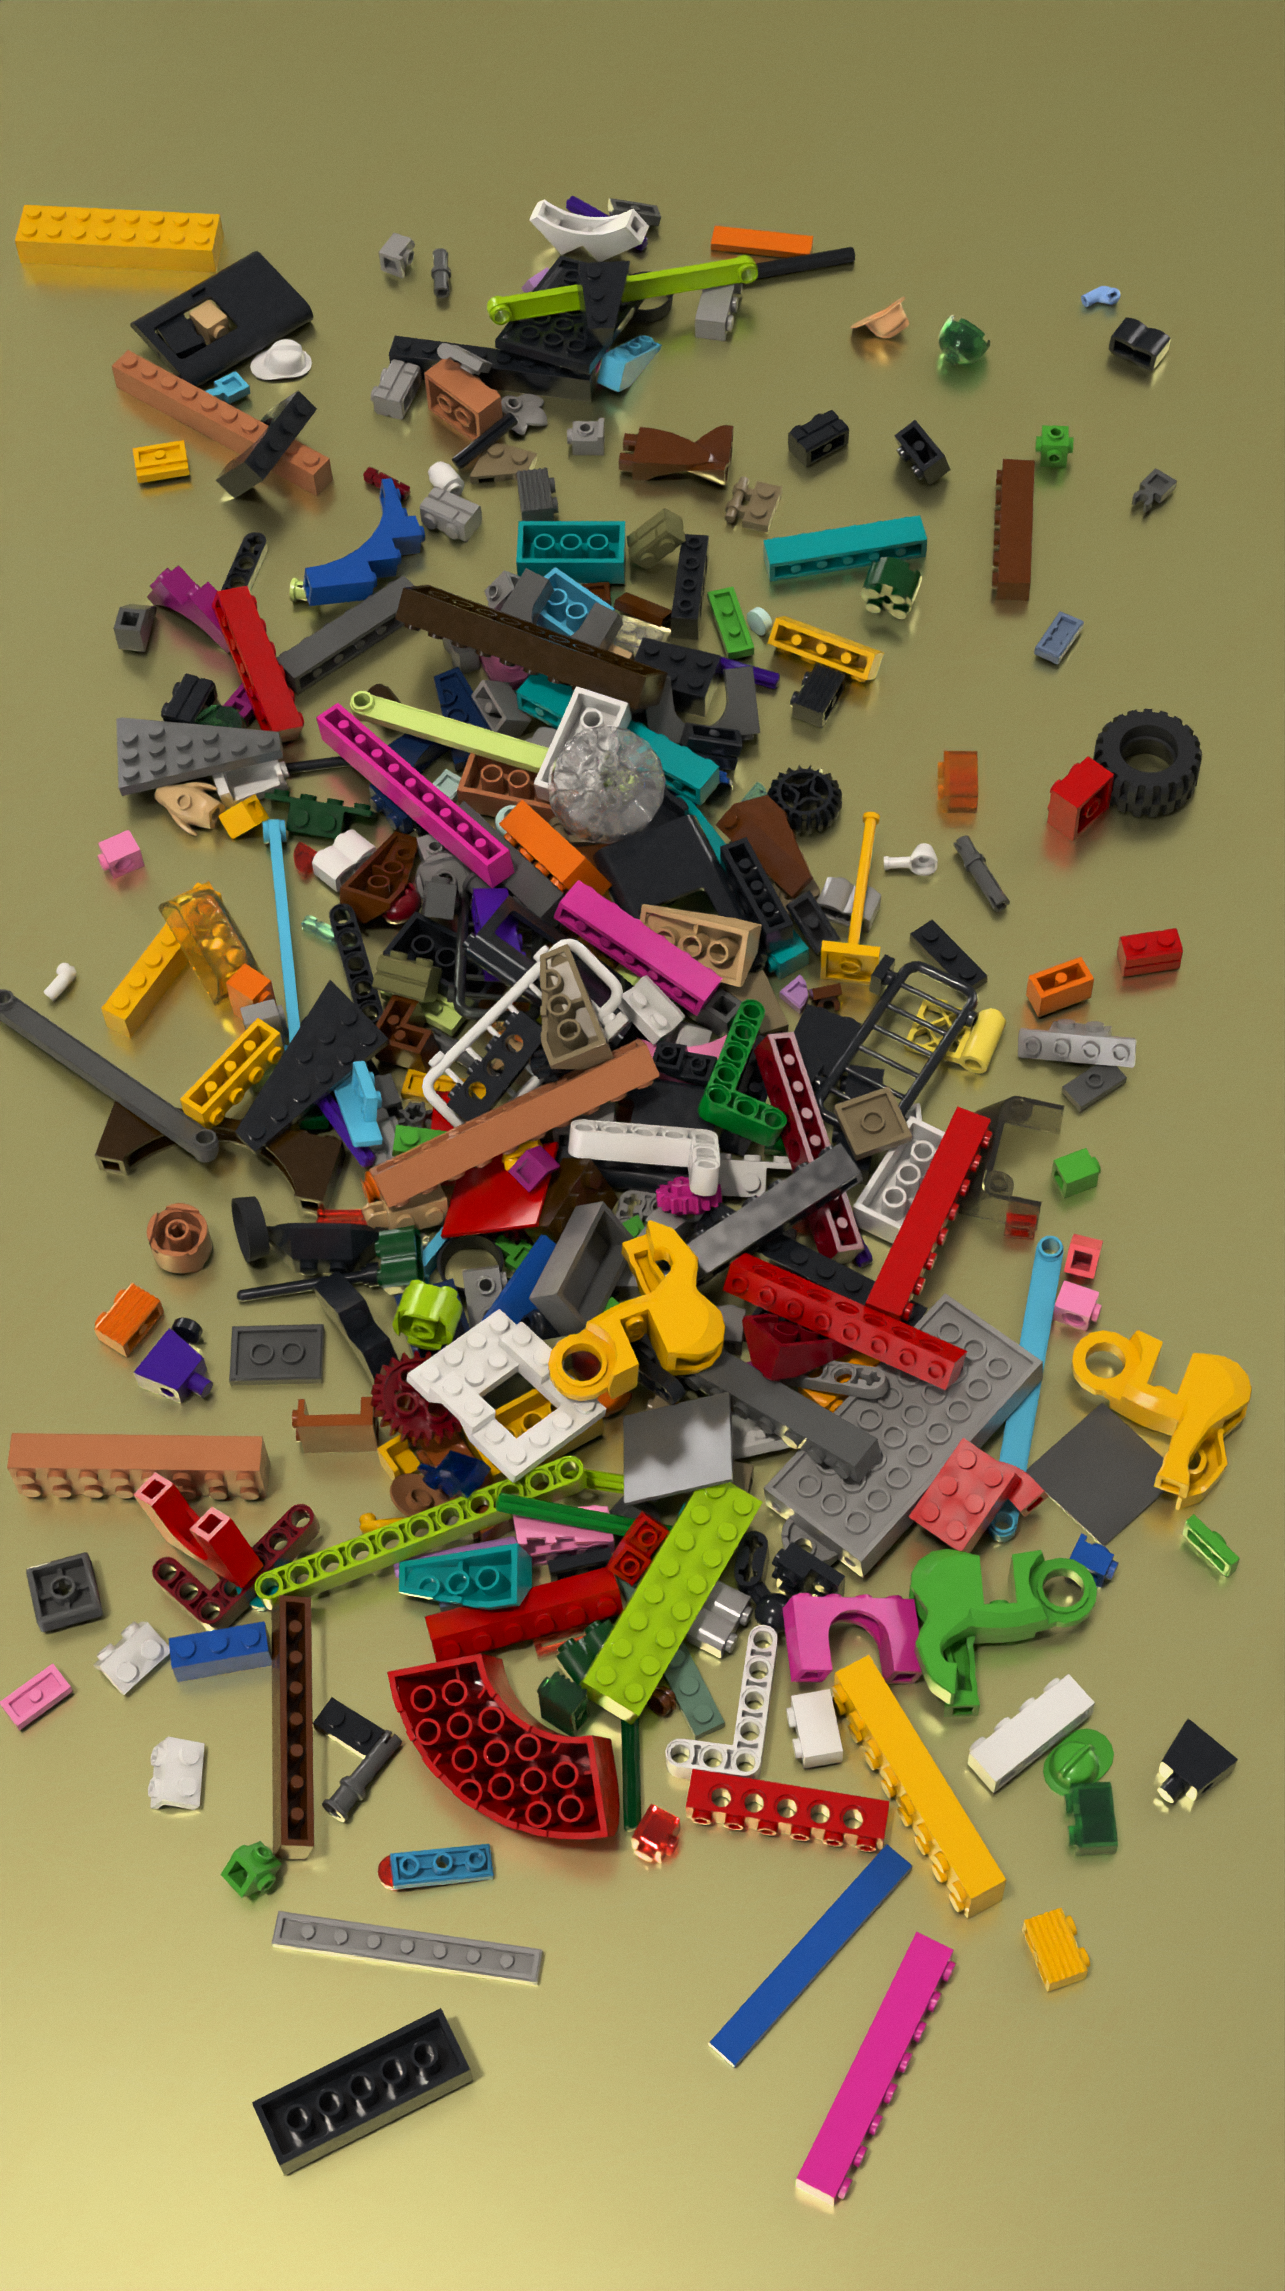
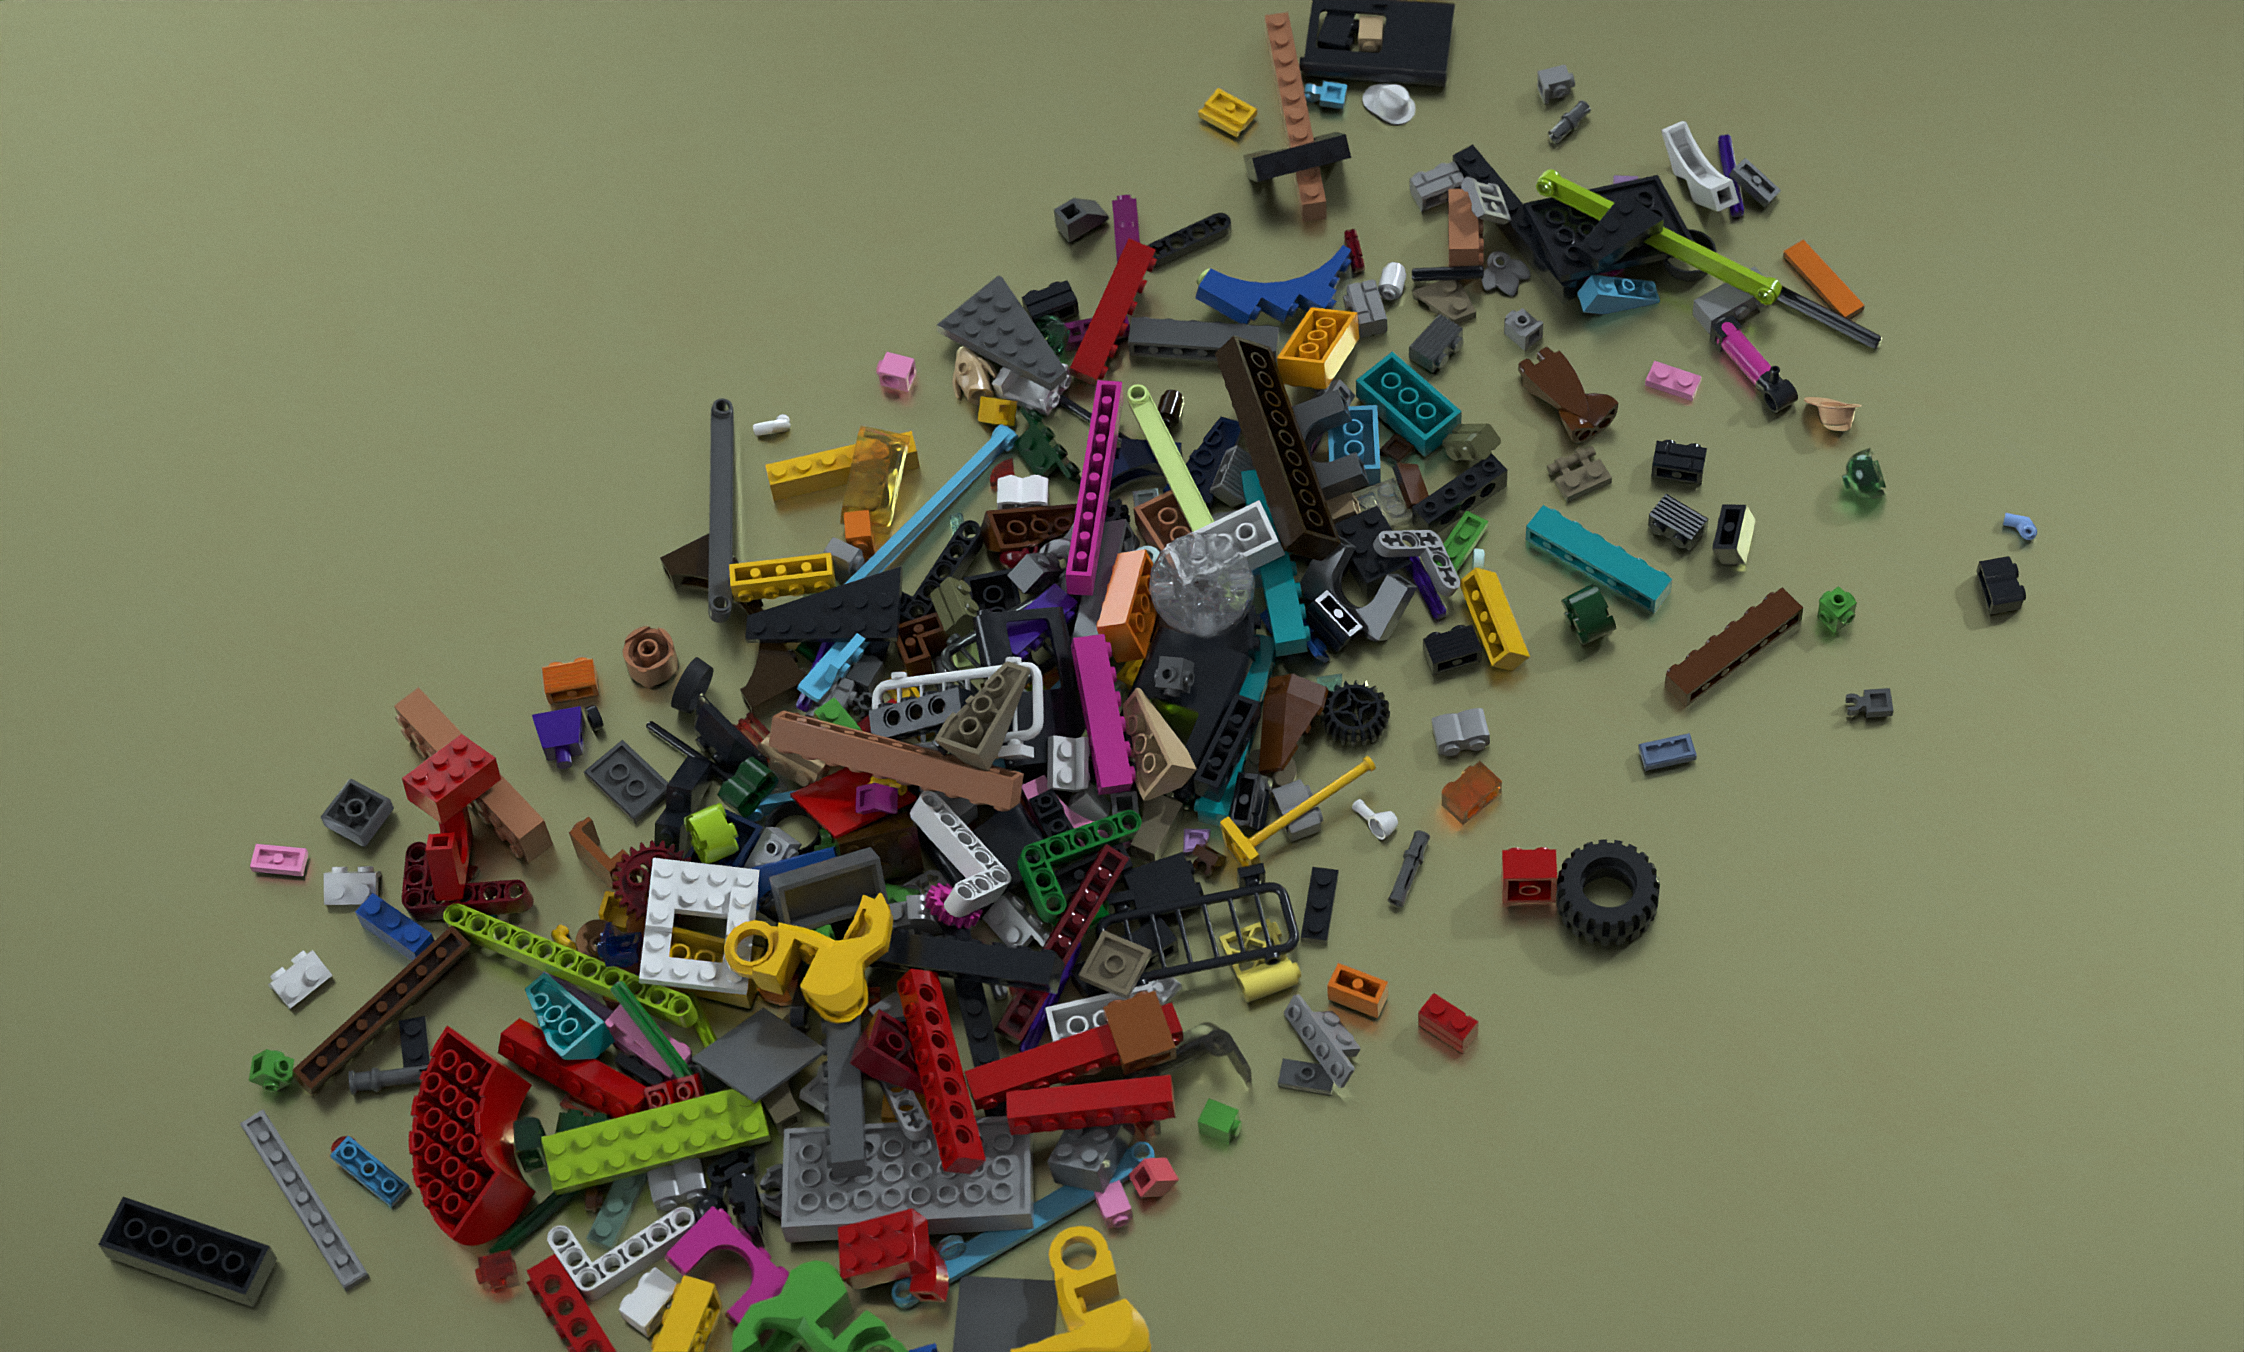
camera: 50 degrees right, 0 degrees up
(148, 1470) = (451, 778): none -> red brick
(459, 560) = (1318, 348): none -> light orange brick
(654, 863) = (1174, 675): none -> dark grey brick
(714, 635) = (1427, 546): none -> light grey beam
(740, 390) = (1673, 380): none -> bright pink plate
(822, 335) = (1776, 392): none -> piece
(869, 478) = (1677, 522): none -> black brick
(898, 746) = (1460, 731): none -> light grey brick
(960, 1147) = (1140, 1031): none -> dark orange panel
(990, 1238) = (1090, 1105): none -> red brick
(1004, 1449) = (951, 1247): none -> clear light blue tile
(1014, 1274) = (1090, 1155): none -> dark grey brick

